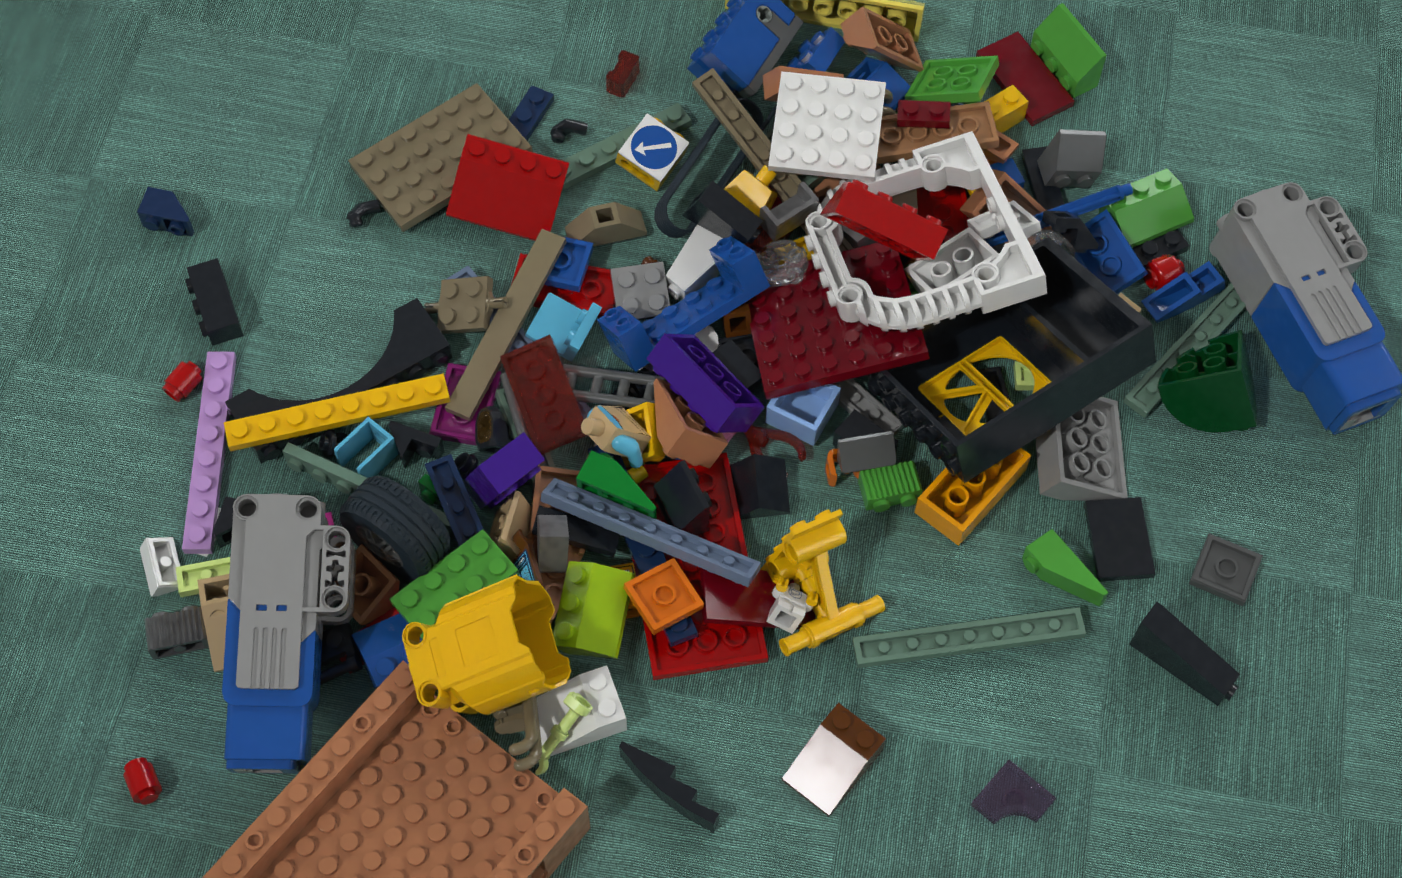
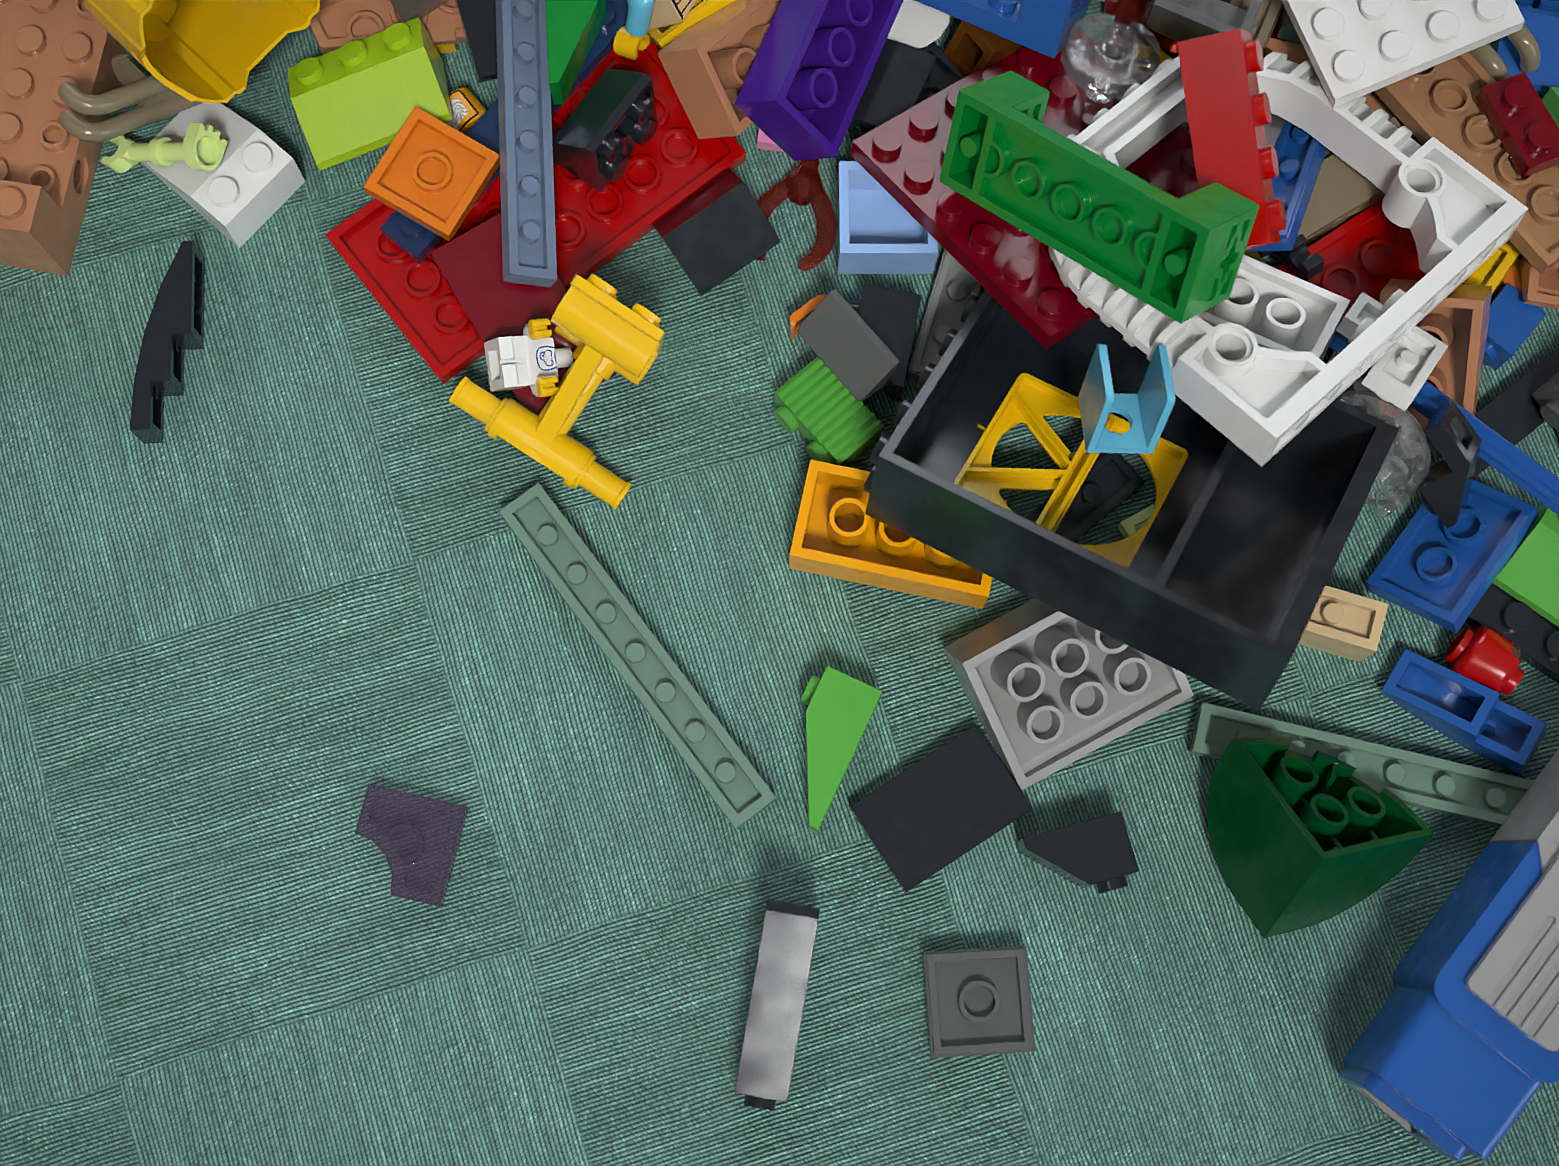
camera: 60 degrees right, 15 degrees up
(834, 759) = (333, 552): slope -> none
(881, 294) = (1129, 232): none -> green plate
(989, 333) = (1145, 411): none -> medium azure piece
(1174, 483) = (1086, 852): none -> black slope

